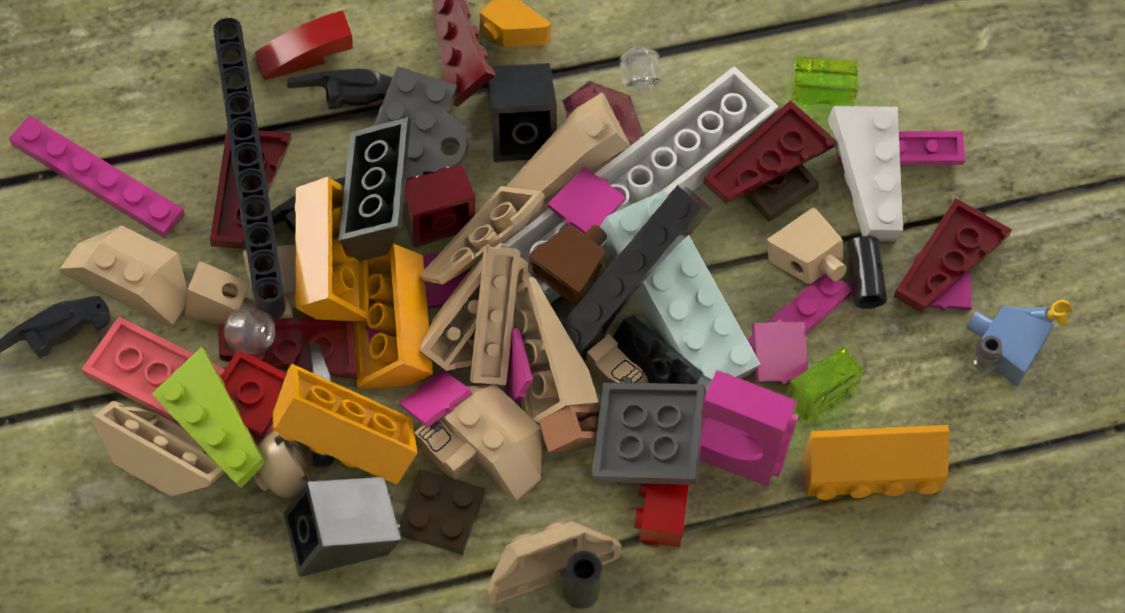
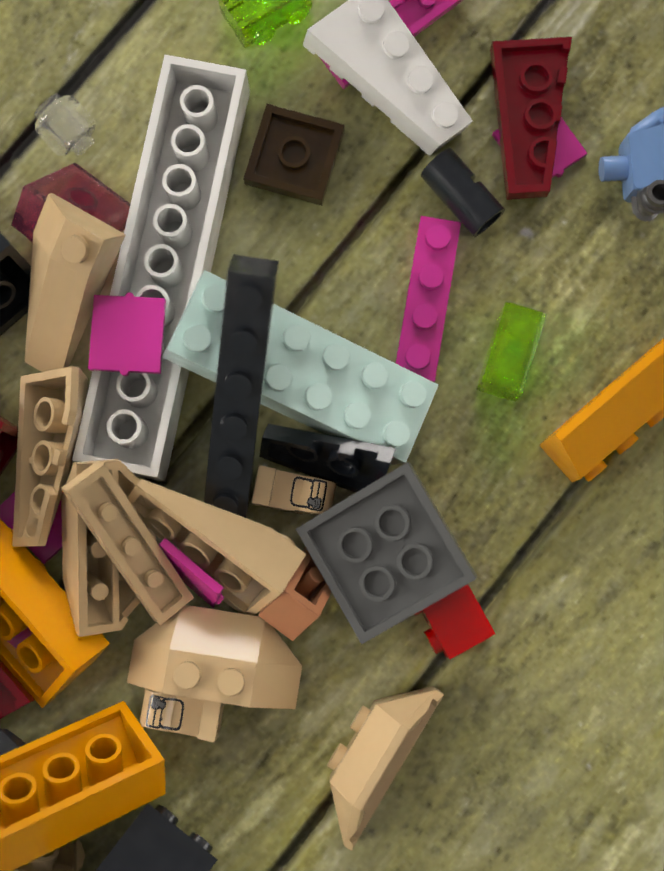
camera: 30 degrees left, 20 degrees up
(435, 398) = (133, 670): dark pink piece -> none
(441, 511) = (230, 781): dark brown plate -> none
(570, 261) = (164, 422): reddish brown torso -> none
(582, 579) = (445, 775): black pin -> none
(746, 428) = (494, 480): dark pink arch -> none
(771, 151) = (273, 124): dark red wing -> none
(779, 350) = (441, 348): dark pink piece -> none
(808, 248) = (389, 209): tan torso -> none

